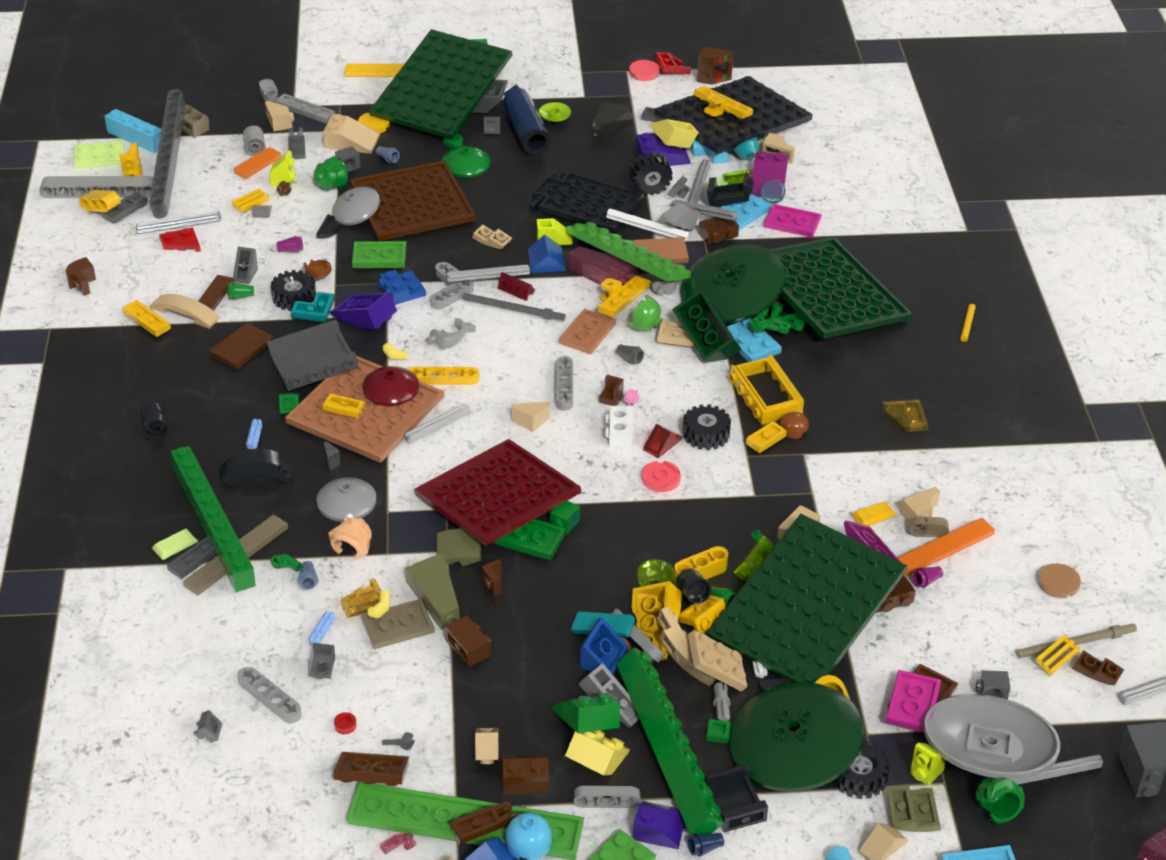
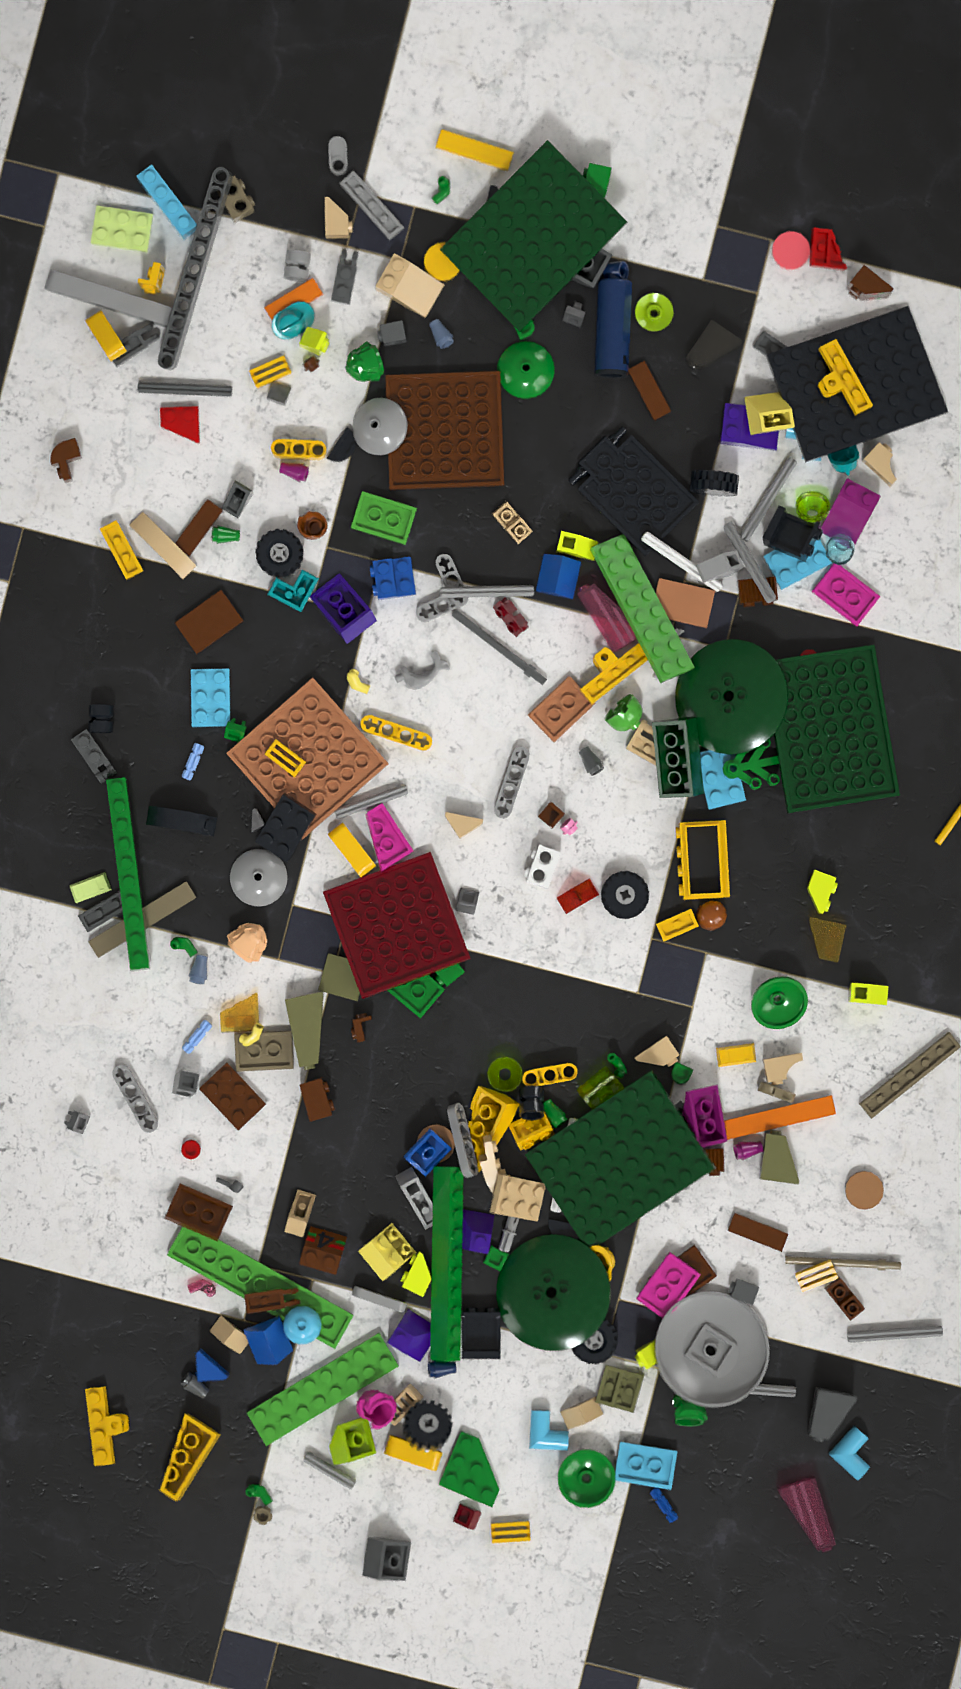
camera: 15 degrees right, 45 degrees up
(151, 451) = (93, 755): none -> dark grey plate
(258, 171) = (293, 320): none -> teal piece
(258, 391) = (210, 697): none -> medium azure plate
(282, 230) = (290, 445): none -> yellow beam
(311, 355) = (273, 673): dark grey panel -> none
(359, 90) = (443, 190): none -> green arm
(361, 451) = (285, 827): none -> black plate
(376, 667) = (232, 1096): none -> reddish brown plate
(390, 386) = (341, 755): dark red dish -> none
(431, 455) = (351, 850): none -> yellow beam
(462, 439) = (386, 837): none -> dark pink wing
(561, 466) = (467, 901): none -> flat silver slope
(571, 152) = (649, 390): none -> reddish brown tile
(590, 713) = (388, 1219): green slope -> none
(619, 623) = (437, 1120): teal tile -> none
(641, 765) = (418, 1277): none -> neon yellow slope
(661, 476) = (559, 942): coral tile -> none
(680, 188) = (741, 501): flat silver tile -> none
(691, 712) = (477, 1231): none -> dark purple slope
(882, 383) = (820, 888): none -> neon yellow slope
(898, 453) = (780, 1011): none -> green dish
(963, 576) = (777, 1160): none -> olive slope
(966, 437) = (868, 994): none -> neon yellow slope
(977, 639) = (758, 1232): none -> reddish brown tile
(1044, 490) = (910, 1075): none -> dark tan tile

